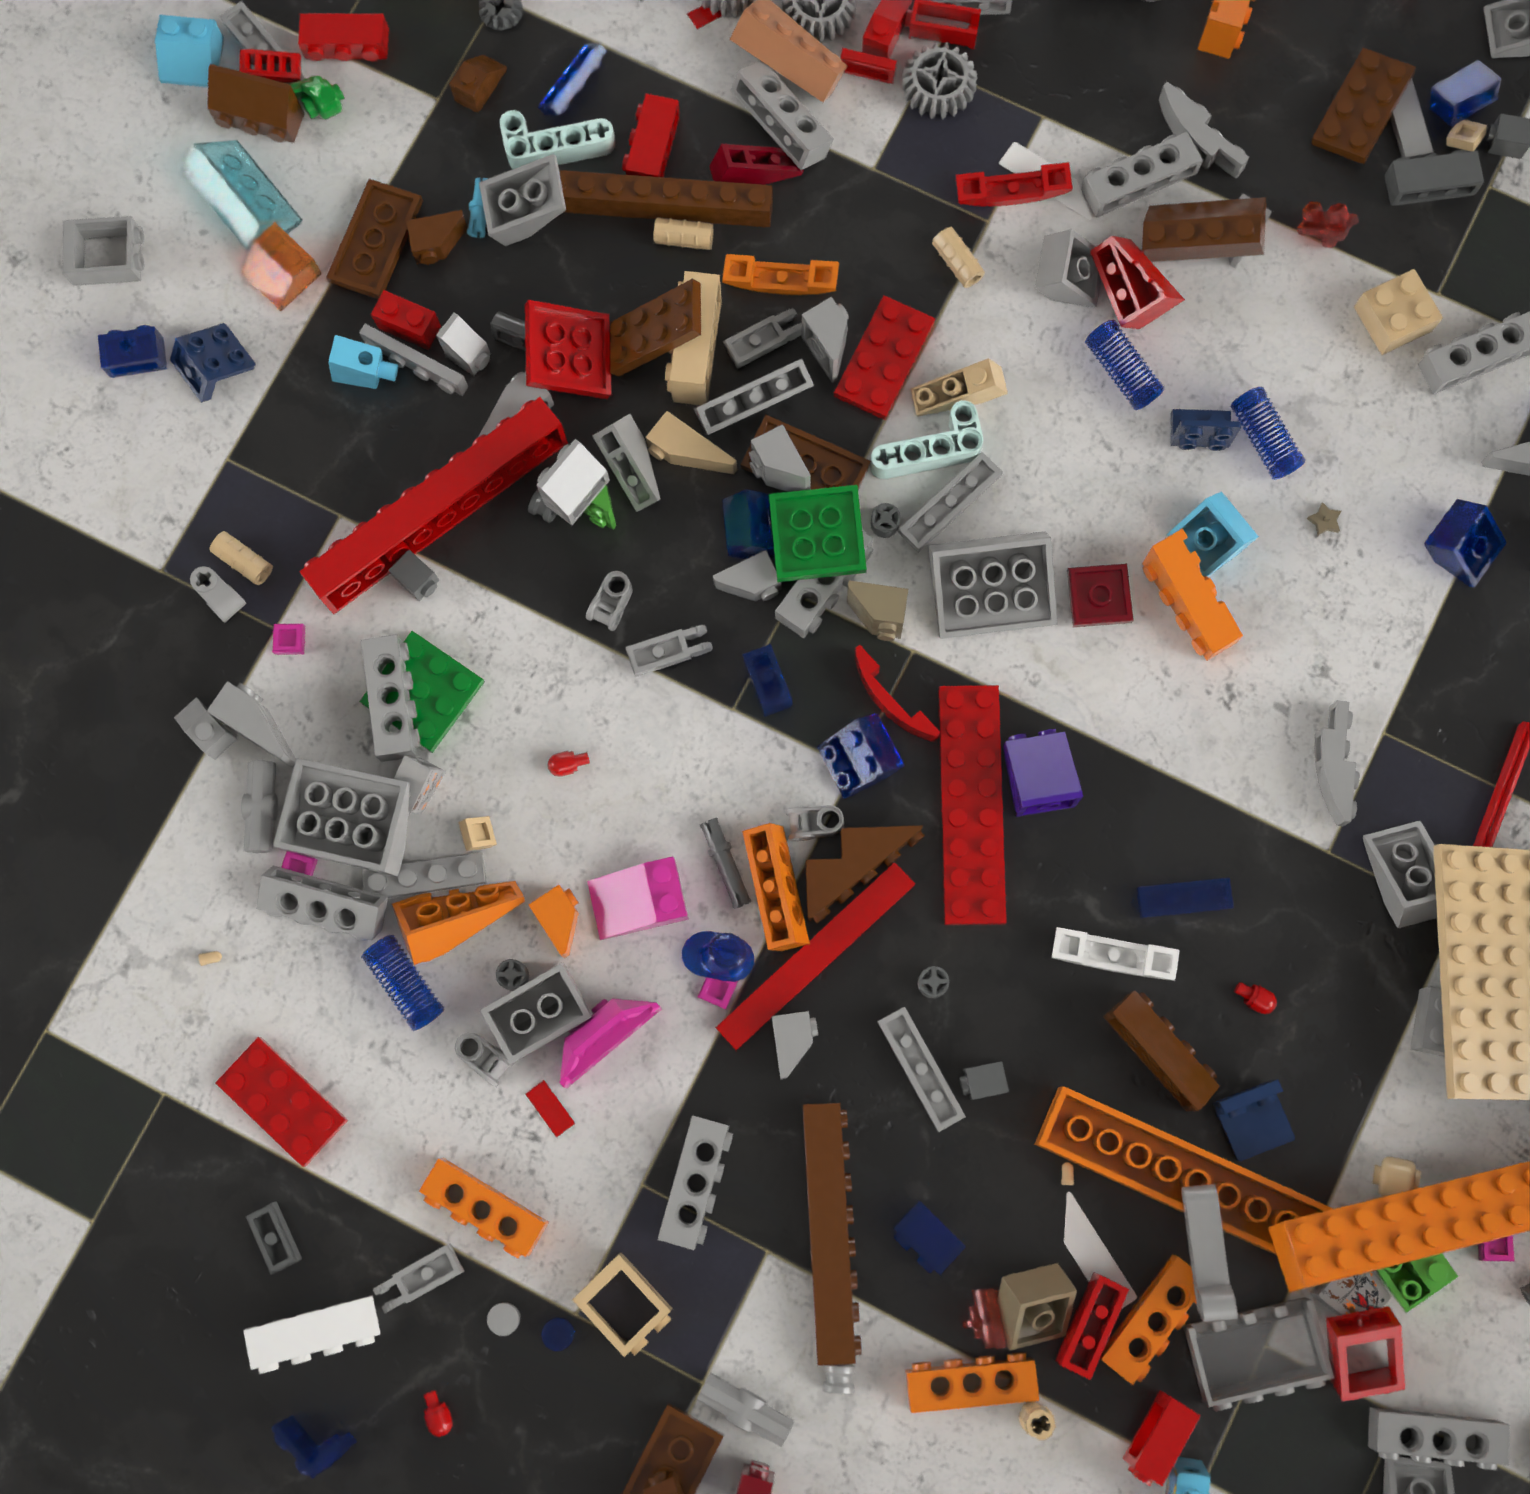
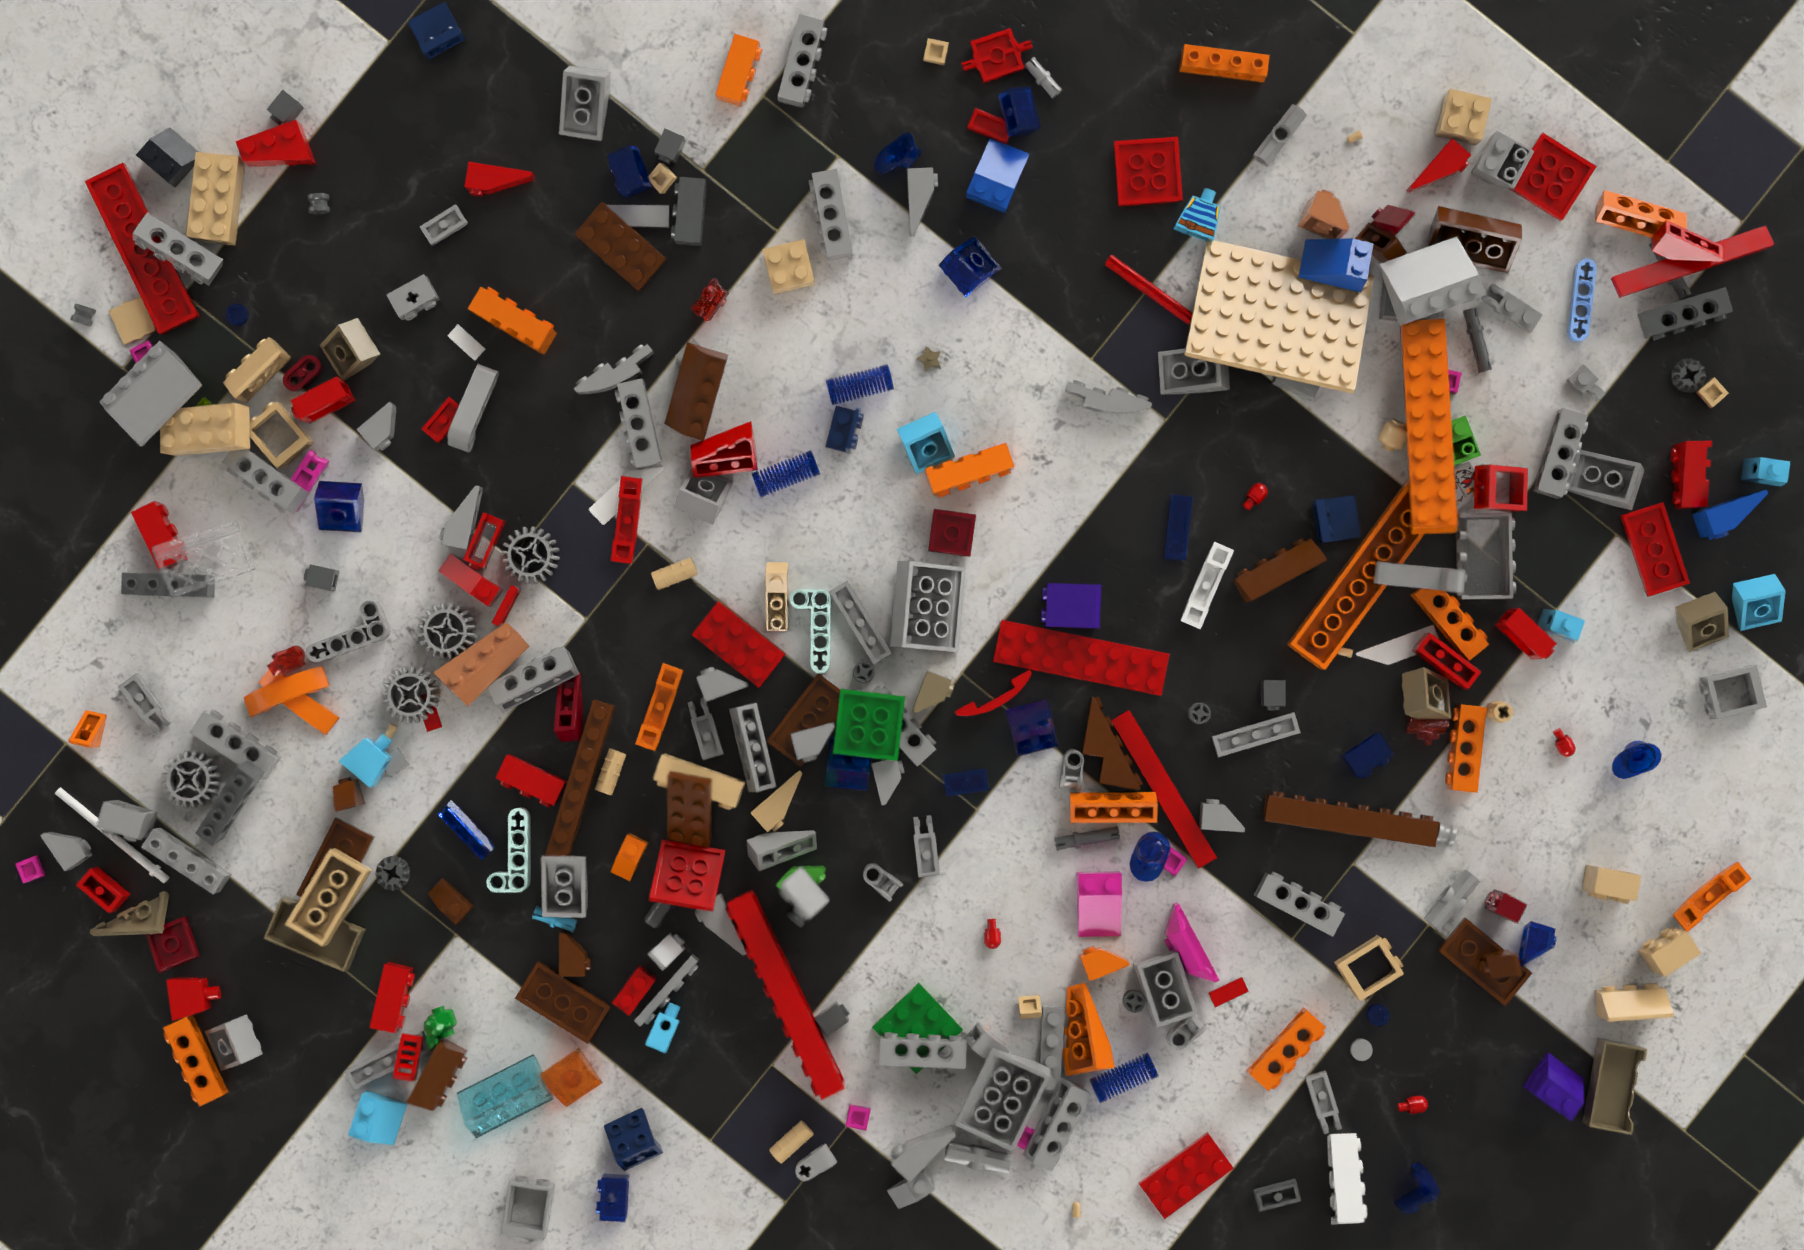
camera: 90 degrees left, 10 degrees up
(580, 278) = (629, 856): none -> orange slope

